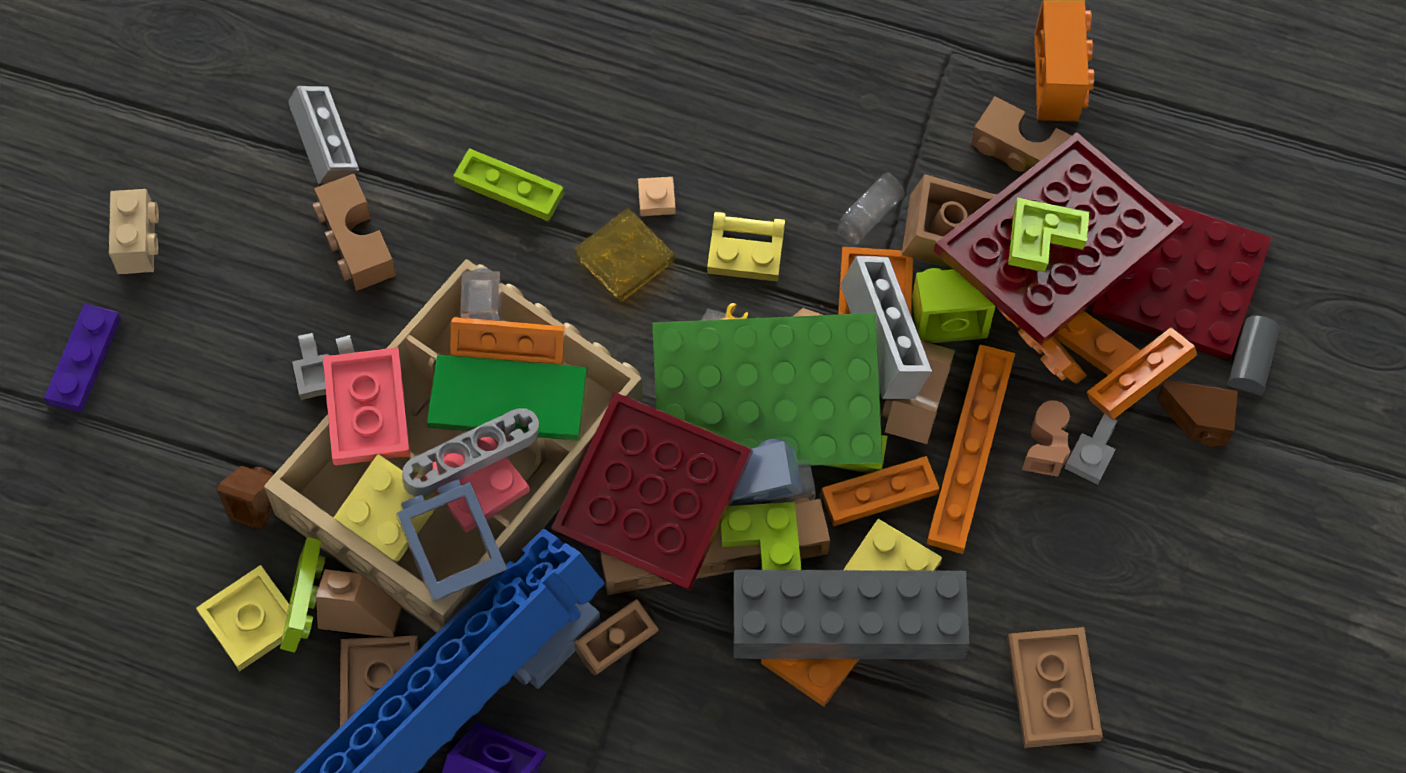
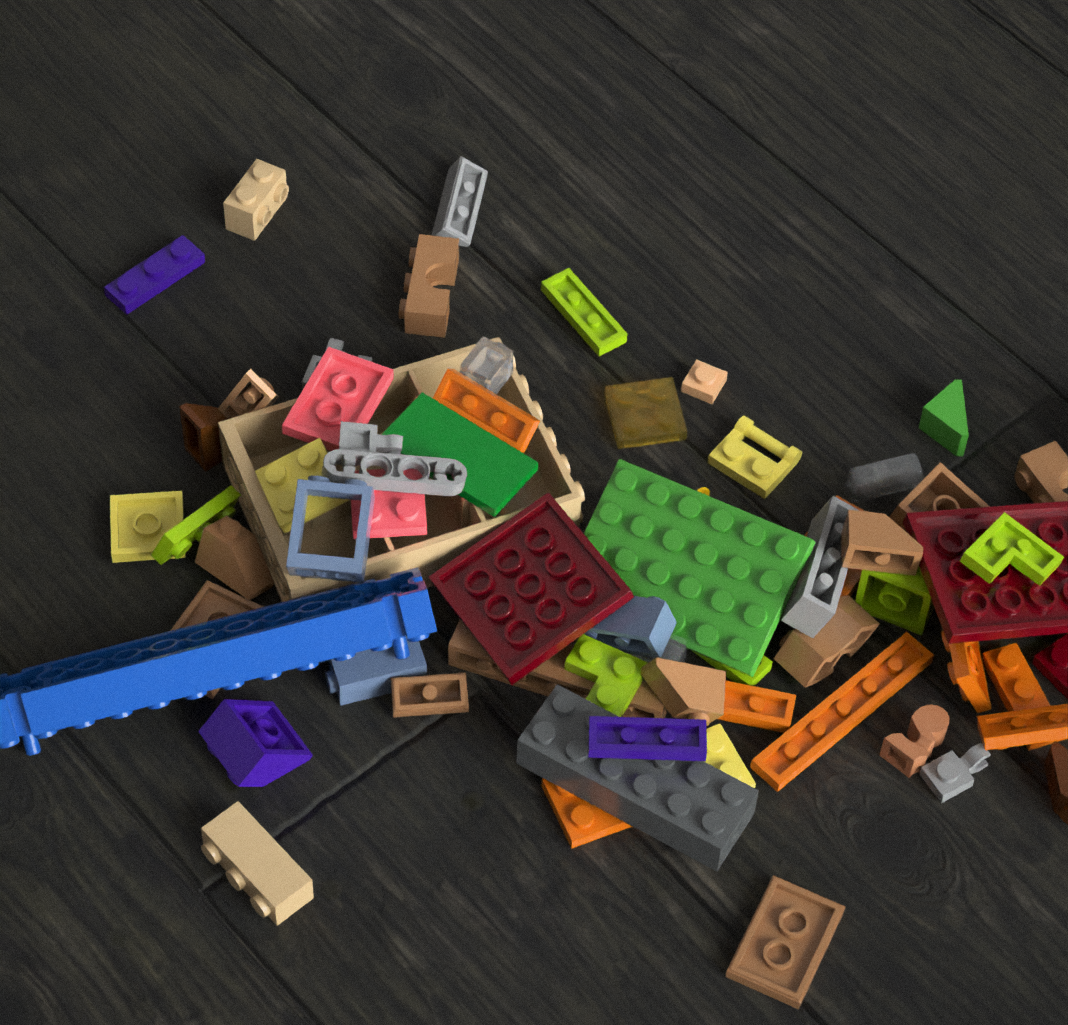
camera: 30 degrees right, 10 degrees down
(269, 441) = (248, 396): none -> light nougat slope
(424, 435) = (365, 438): none -> light grey plate
(844, 509) = (687, 689): none -> medium nougat slope
(850, 580) = (647, 738): none -> dark purple plate
(889, 121) = (946, 419): none -> bright green slope
(927, 285) = (878, 544): none -> medium nougat slope

